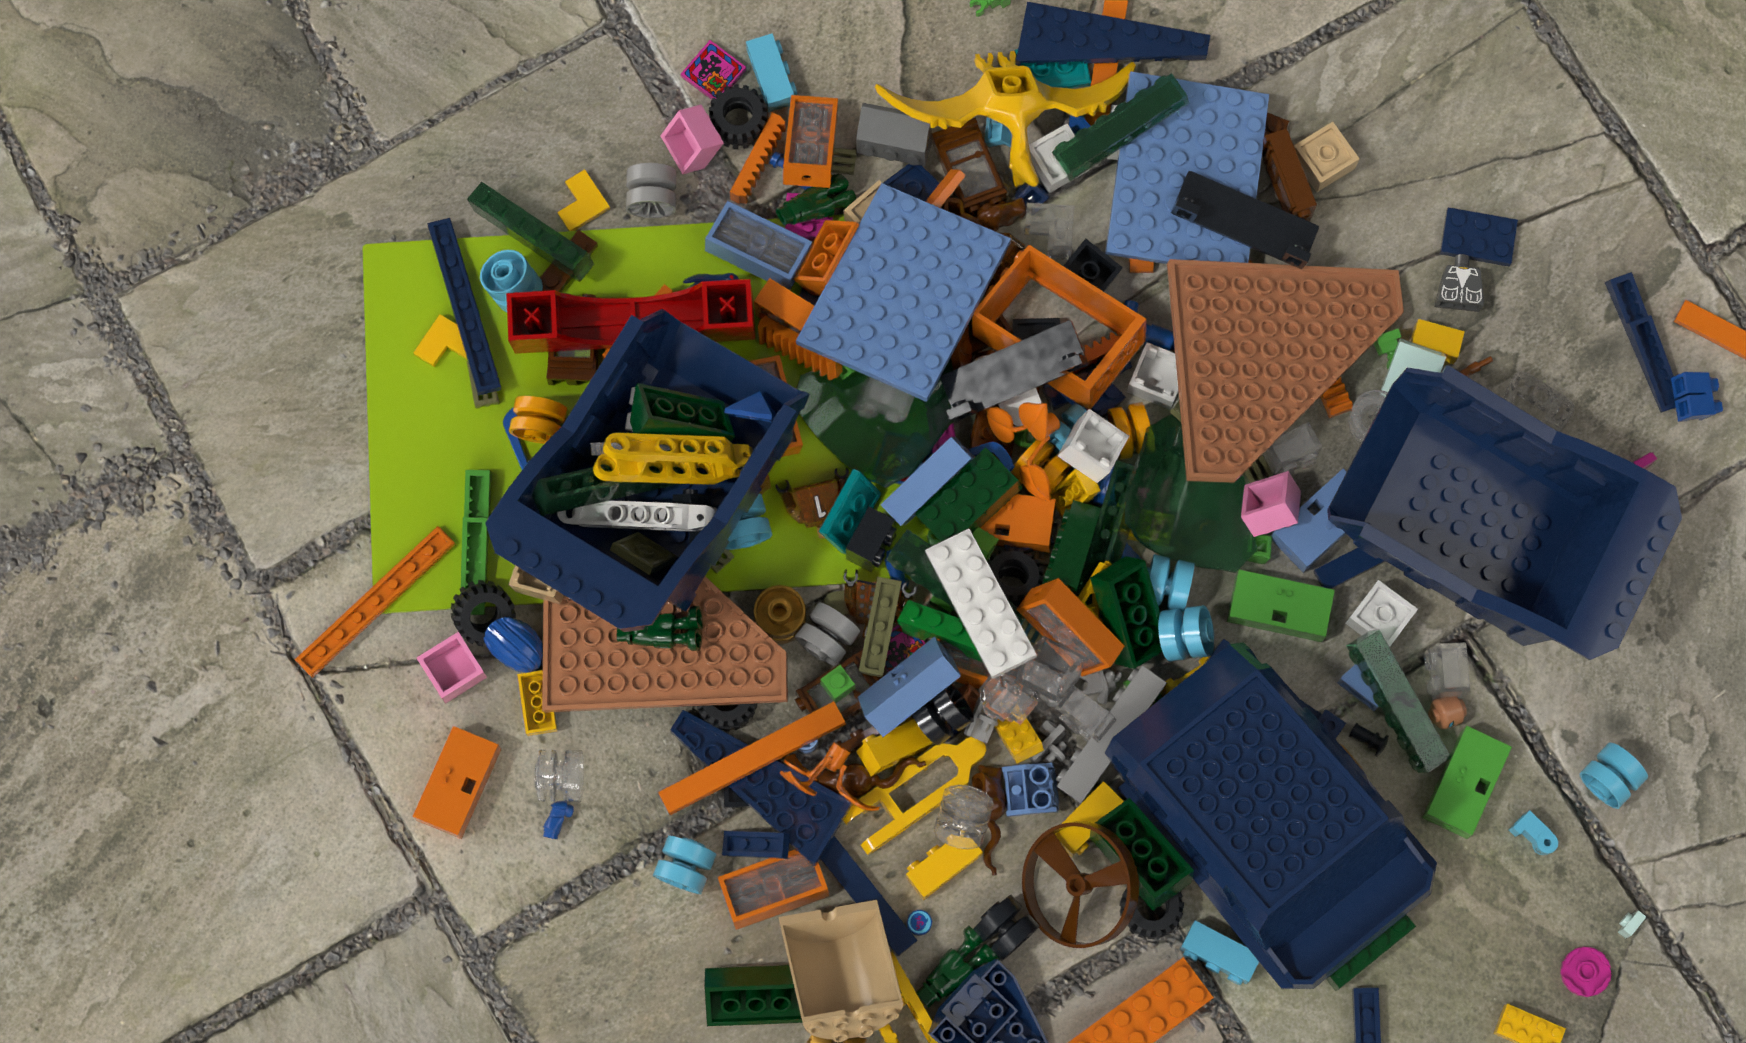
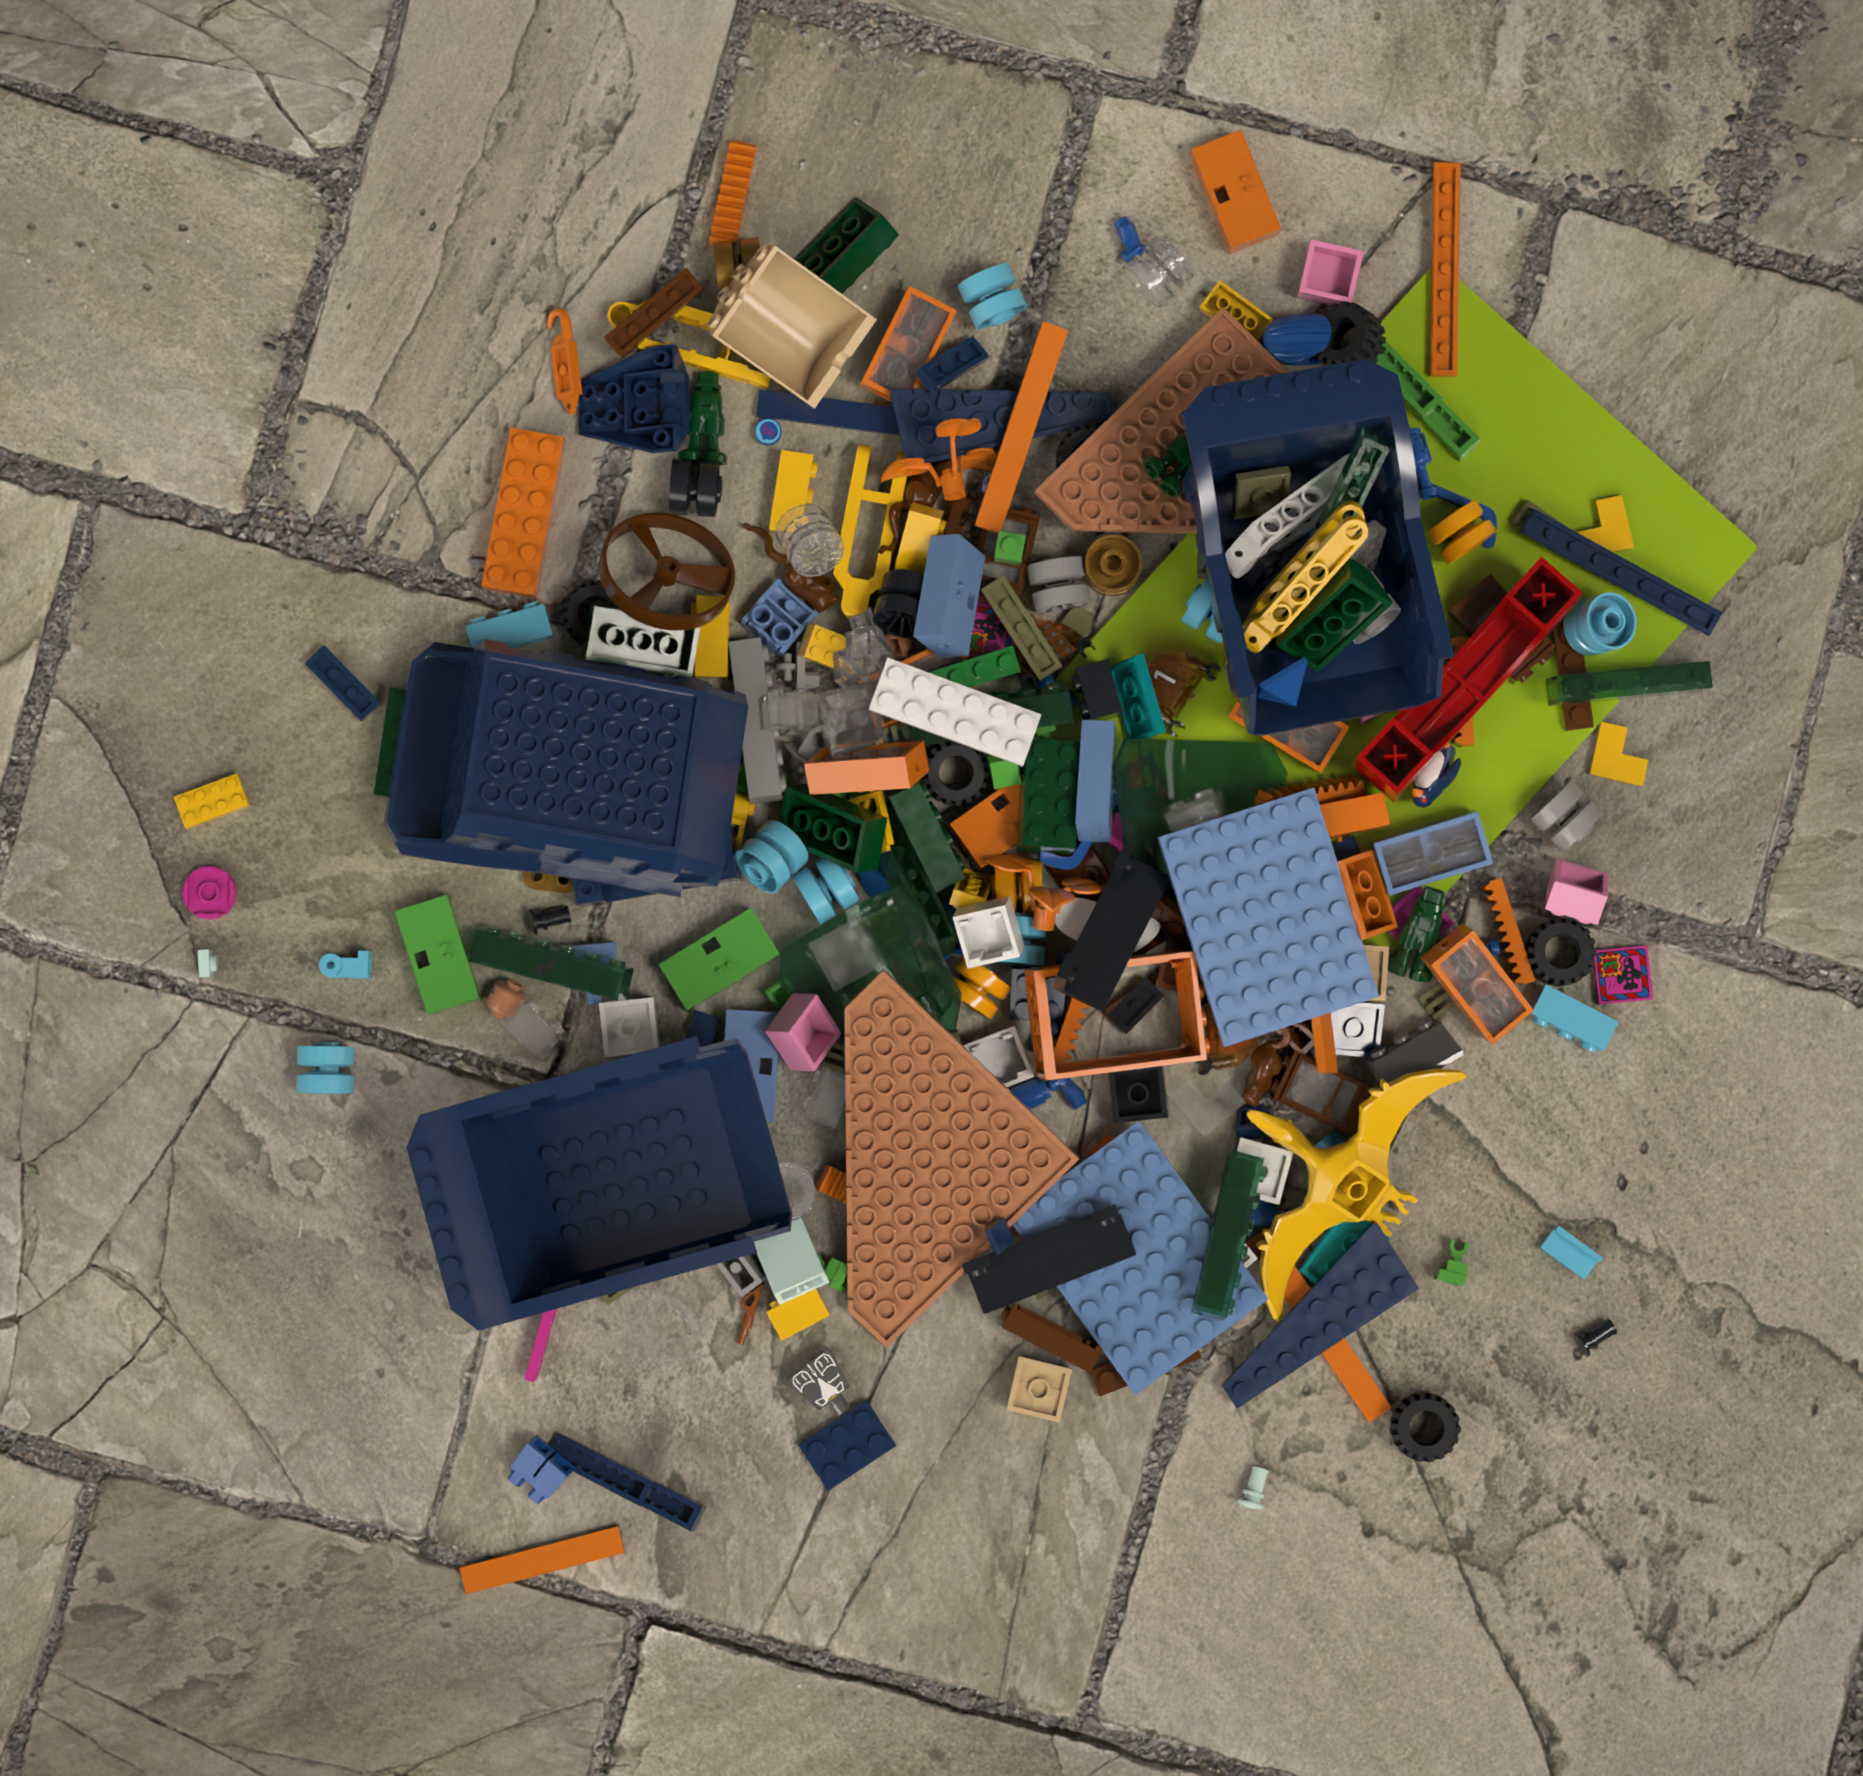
camera: 140 degrees right, 10 degrees up
(1196, 525) = (847, 953): none -> clear piece
(1265, 262) = (998, 1235): none -> dark blue slope

